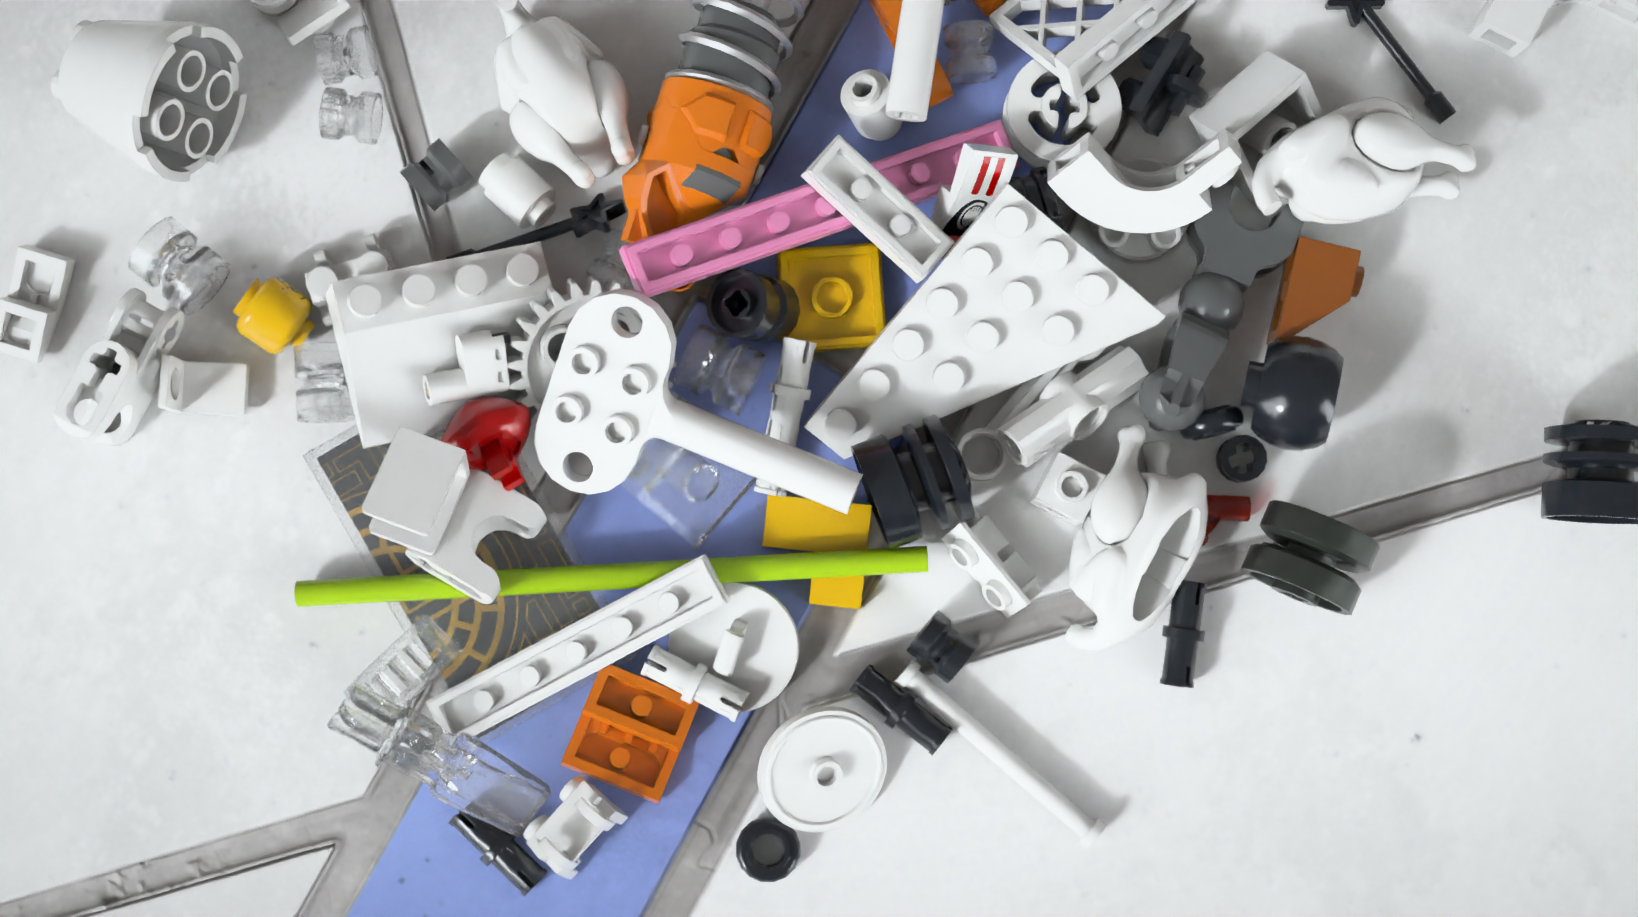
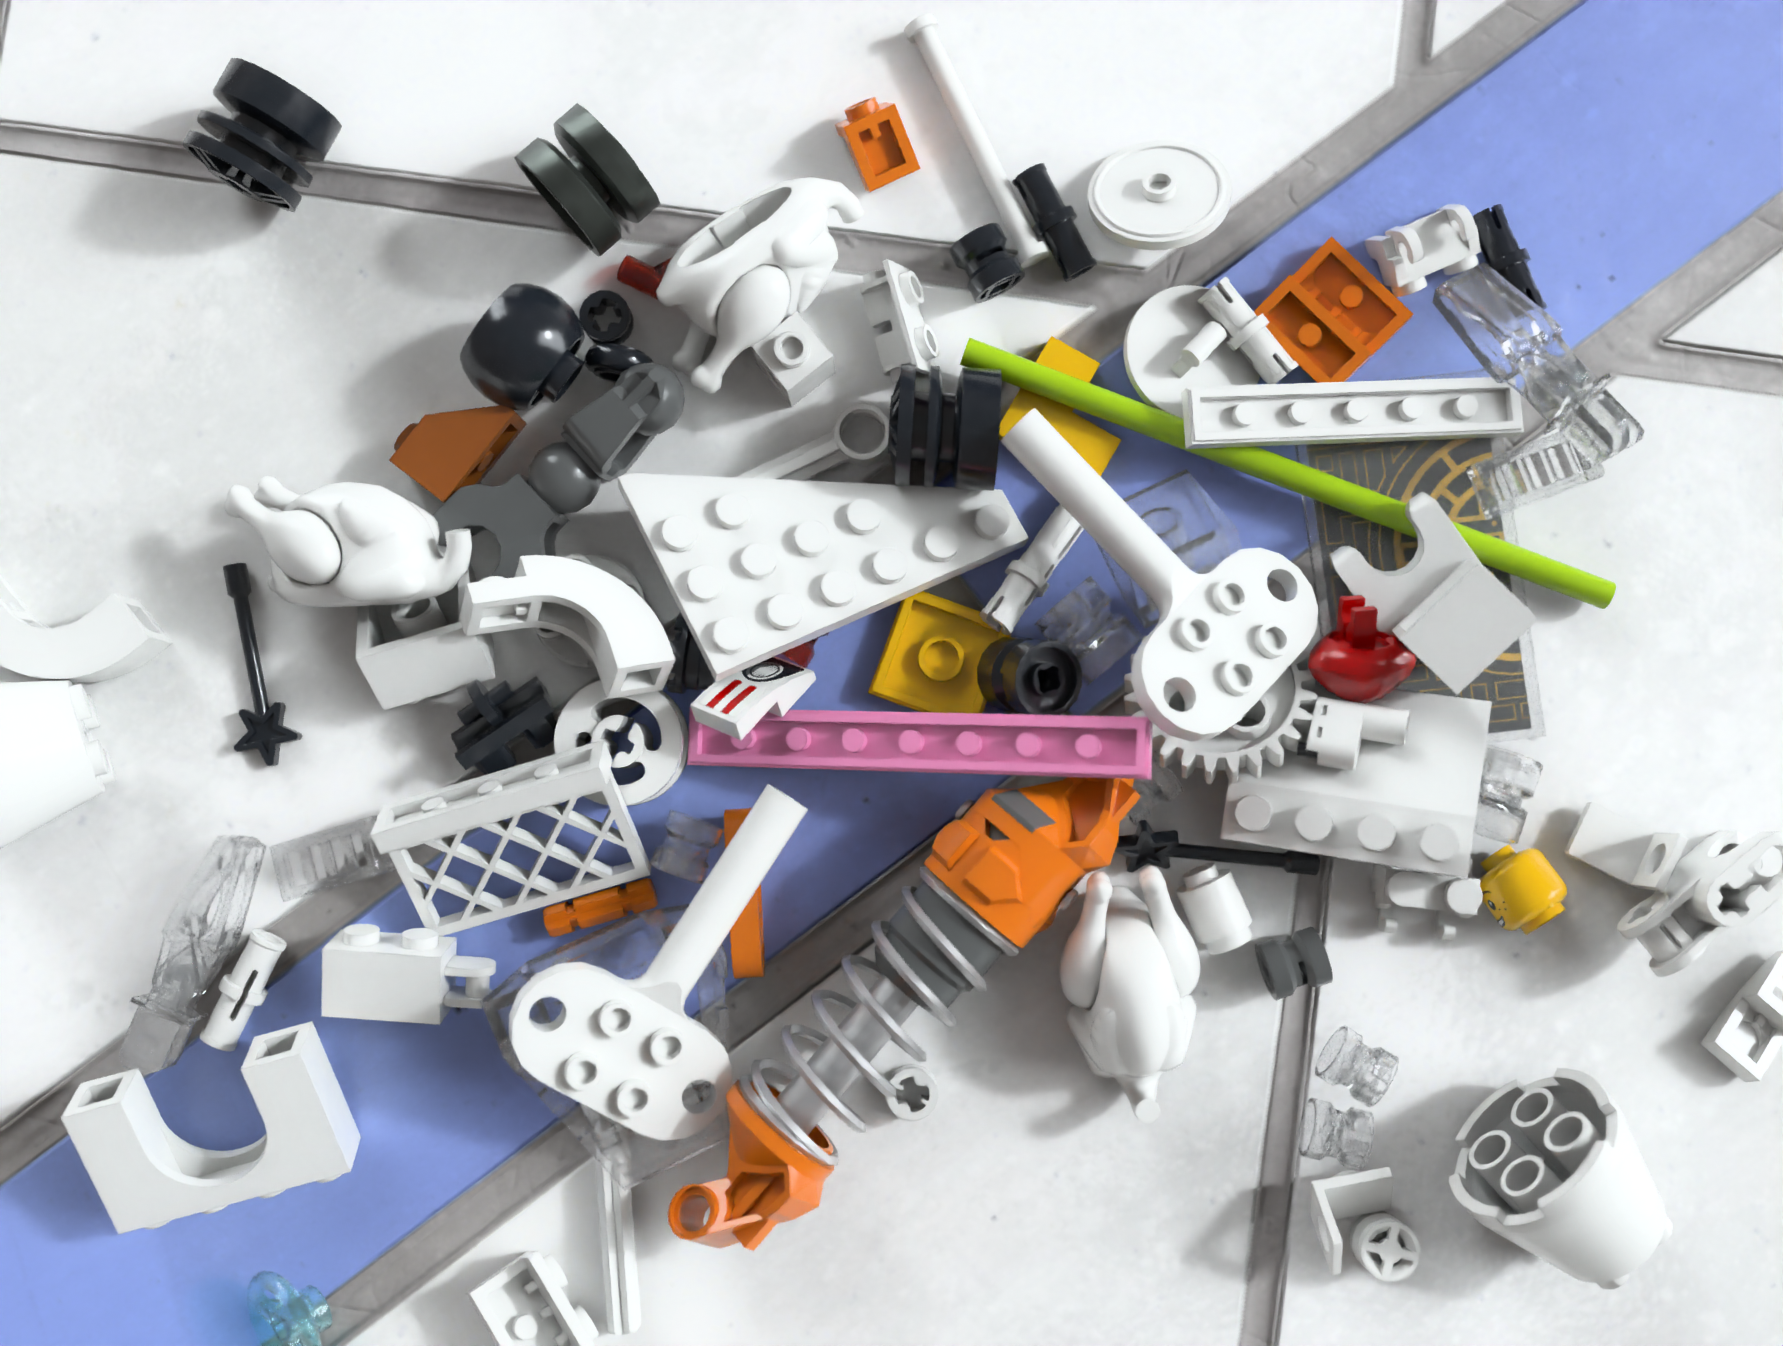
camera: 150 degrees left, 0 degrees up
(172, 259) = (1602, 989): clear wheel -> none
(772, 872) = (1253, 129): black piece -> none
(865, 102) = (819, 837): white brick -> none
(877, 209) = (860, 715): white tile -> none
(1073, 406) = (750, 435): white piece -> none
(1084, 710) = (877, 143): none -> orange bracket
(1183, 634) = (746, 170): black pin -> none

